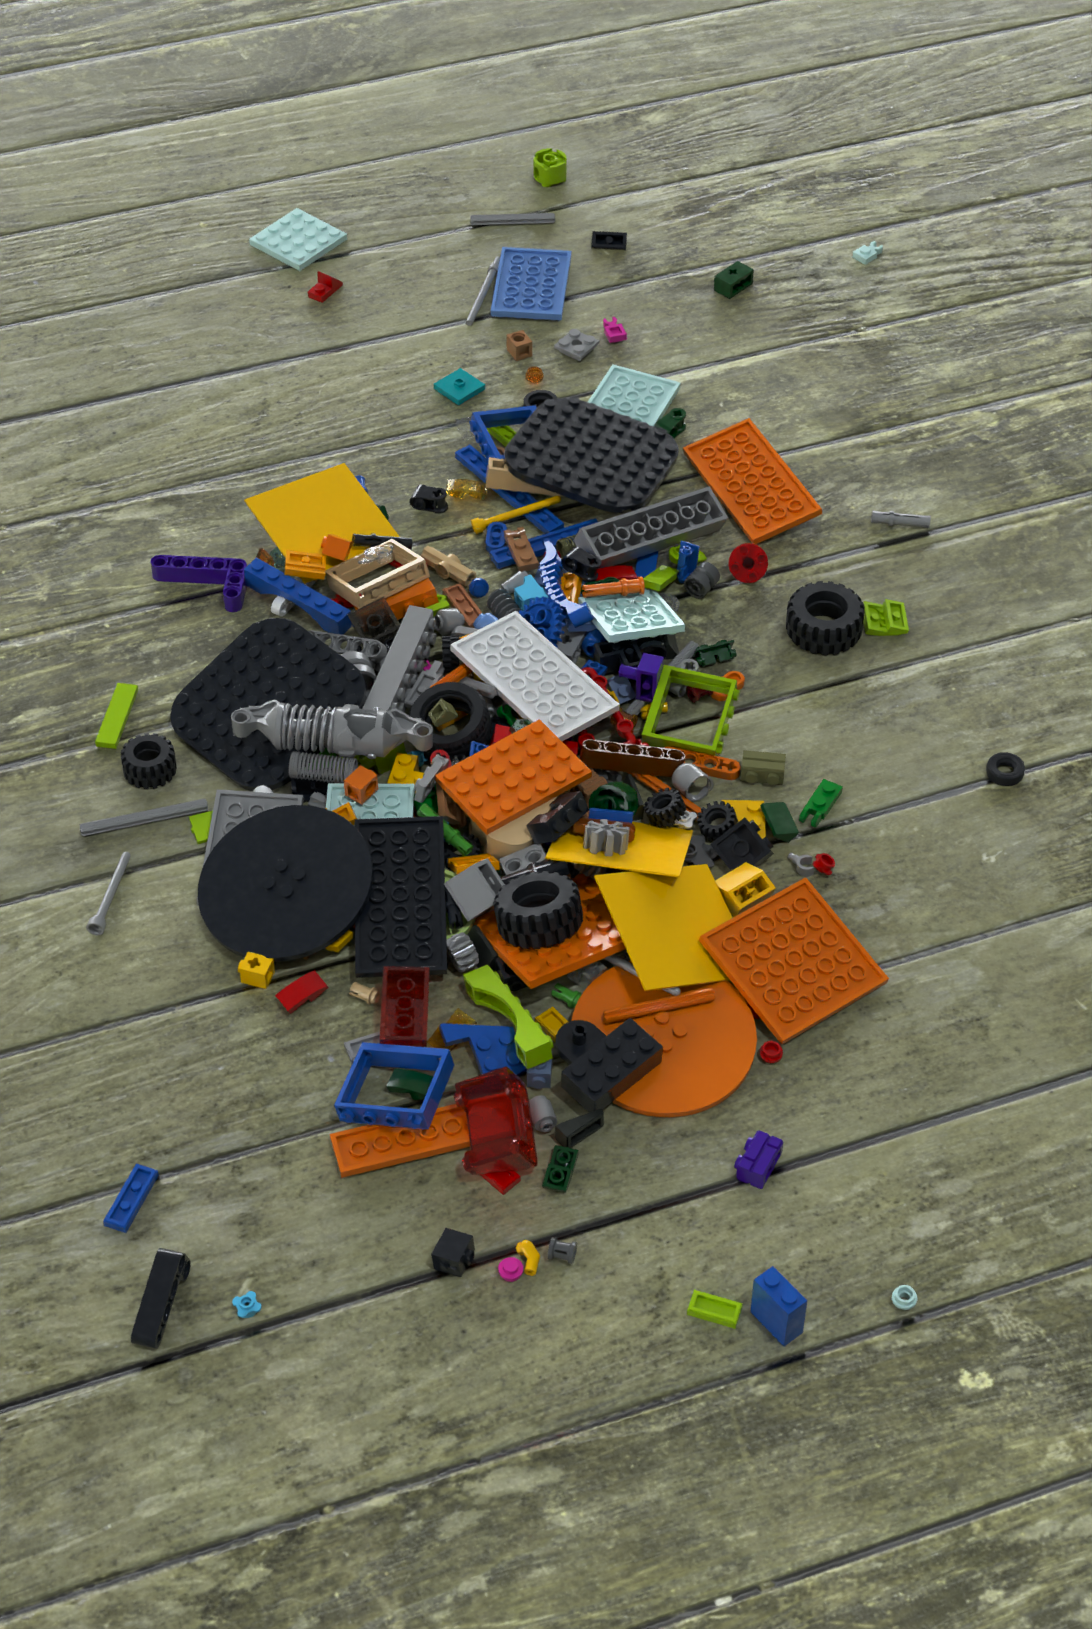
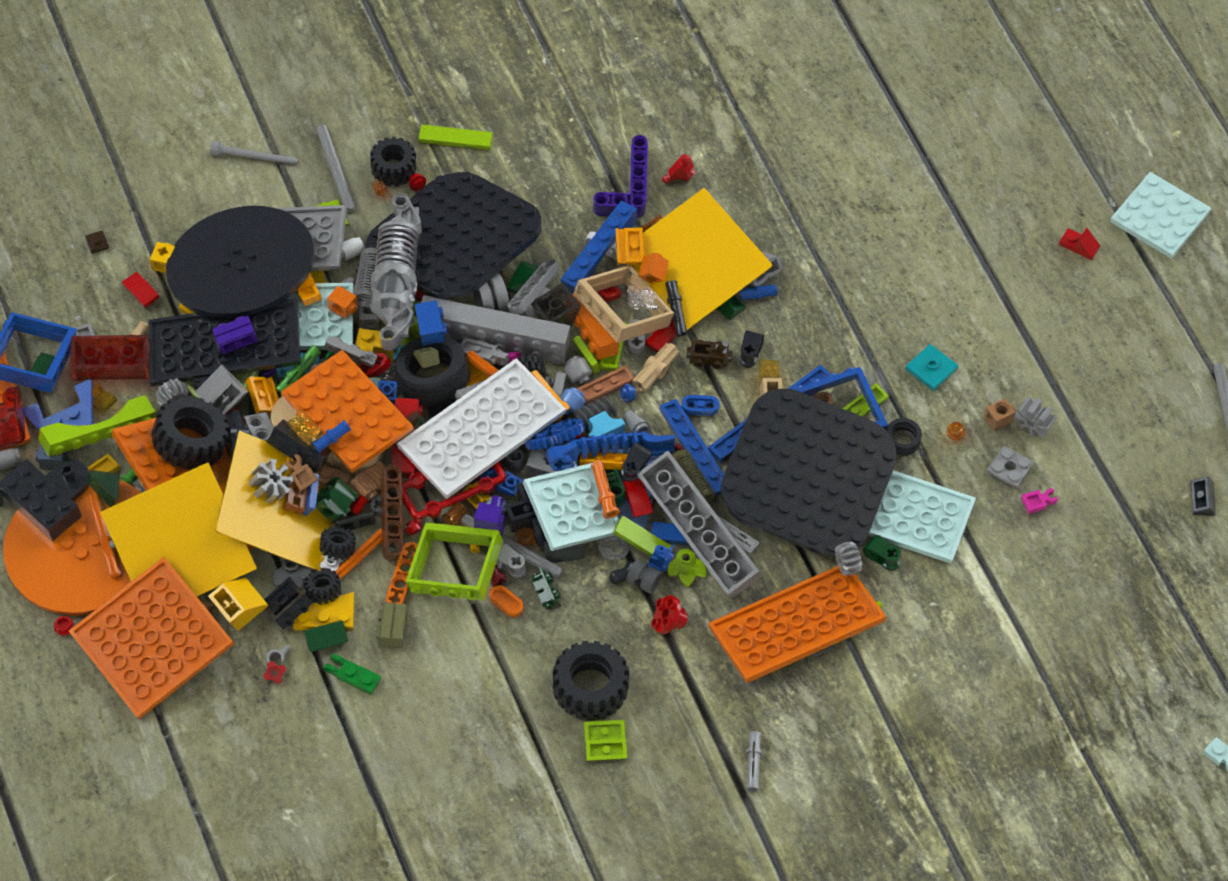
camera: 85 degrees right, 10 degrees up
(178, 744) = (417, 182): none -> red plate
(181, 776) = (379, 187): none -> clear orange plate
(195, 536) = (680, 169): none -> red rock
(220, 1040) = (97, 242): none -> dark brown plate
(402, 873) = (234, 334): none -> dark purple brick
(407, 700) = (429, 322): none -> blue brick
(435, 525) = (709, 353): none -> dark brown brick
(480, 524) = (717, 390): yellow piece -> none
(492, 272) = (1131, 389): light grey bar -> none
(521, 549) = (676, 421): medium nougat plate -> none
(529, 317) = (1035, 417): none -> light grey gear
(531, 283) = (1111, 423): medium blue plate -> none
(542, 800) = (305, 427): none -> clear yellow hips
(556, 777) = (331, 436): none -> blue pin
(595, 812) = (303, 475): none -> medium nougat plate
(601, 997) = (105, 485): none -> clear green slope
(685, 776) = (370, 560): light grey helmet -> none
(689, 434) = (848, 558): none -> light grey gear
(696, 597) = (620, 574): none -> black arm
(733, 279) = (1142, 613): dark green brick -> none
(1008, 759) = (397, 846): black tyre -> none

